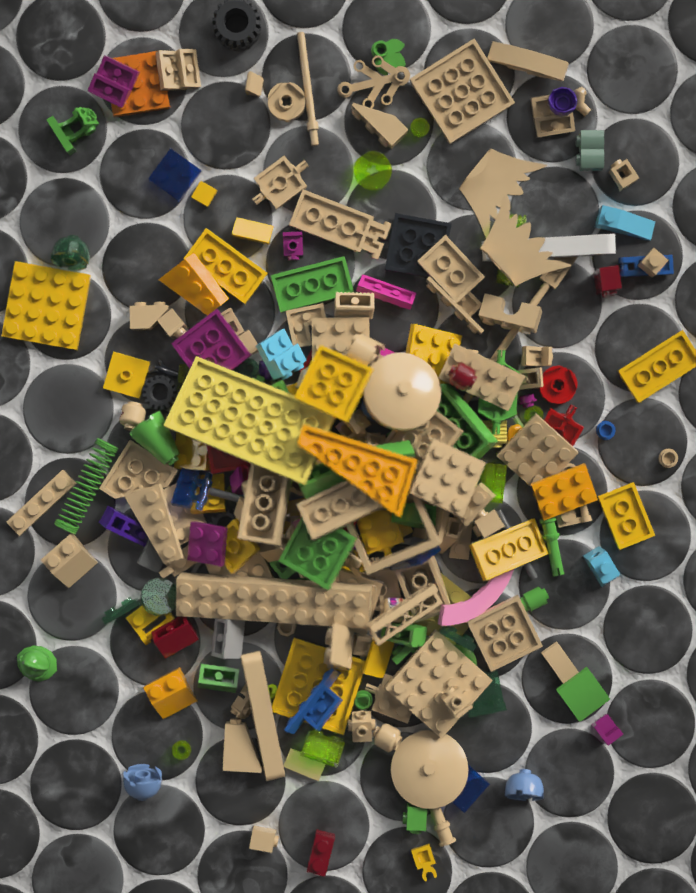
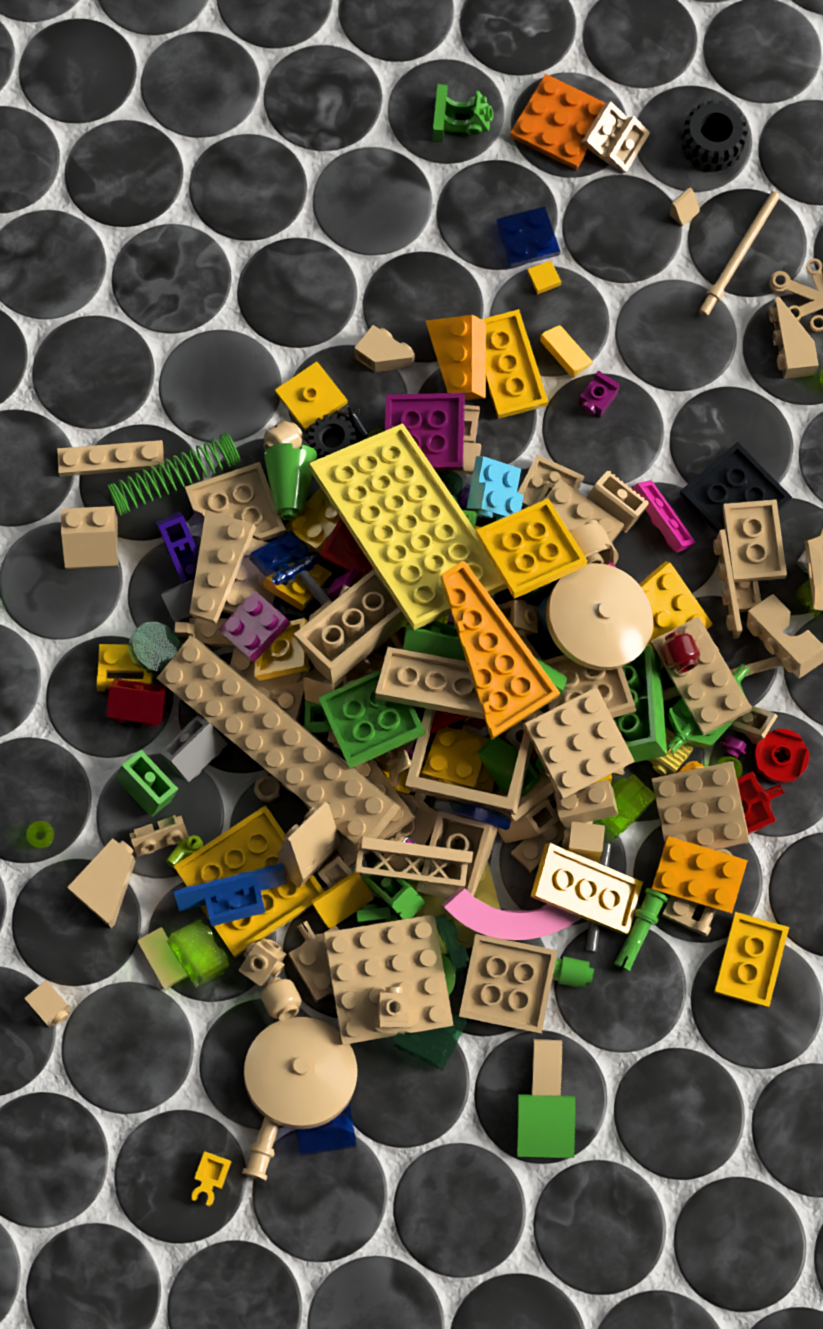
camera: 35 degrees right, 15 degrees down
(46, 305) = (284, 266): yellow plate -> none
(71, 252) = (353, 230): clear green cylinder -> none
(113, 81) = (538, 98): magenta slope -> none
(113, 613) = (91, 630): clear green plate -> none
(170, 693) = (79, 761): light orange slope -> none
(173, 324) = (403, 376): tan slope -> none
(262, 715) = (161, 861): tan beam -> none
(280, 182) = (635, 323): tan plate -> none
(297, 101) = (706, 262): tan plate -> none
(311, 284) = (587, 447): bright green plate -> none
(320, 853) = (99, 1070): dark red brick -> none
(339, 224) = (666, 410): tan hinge -> none
(363, 699) = (288, 936): bright green plate -> none
(366, 162) = (746, 369): clear neon green plate -> none
(415, 819) = (239, 1117): bright green brick -> none
(524, 786) = (393, 1178): medium blue cylinder -> none
(537, 356) = (779, 702): tan bracket -> none
(601, 566) = (679, 996): medium azure torso -> none
(605, 430) = (799, 847): blue plate -> none
(607, 729) = (543, 1190): magenta panel -> none

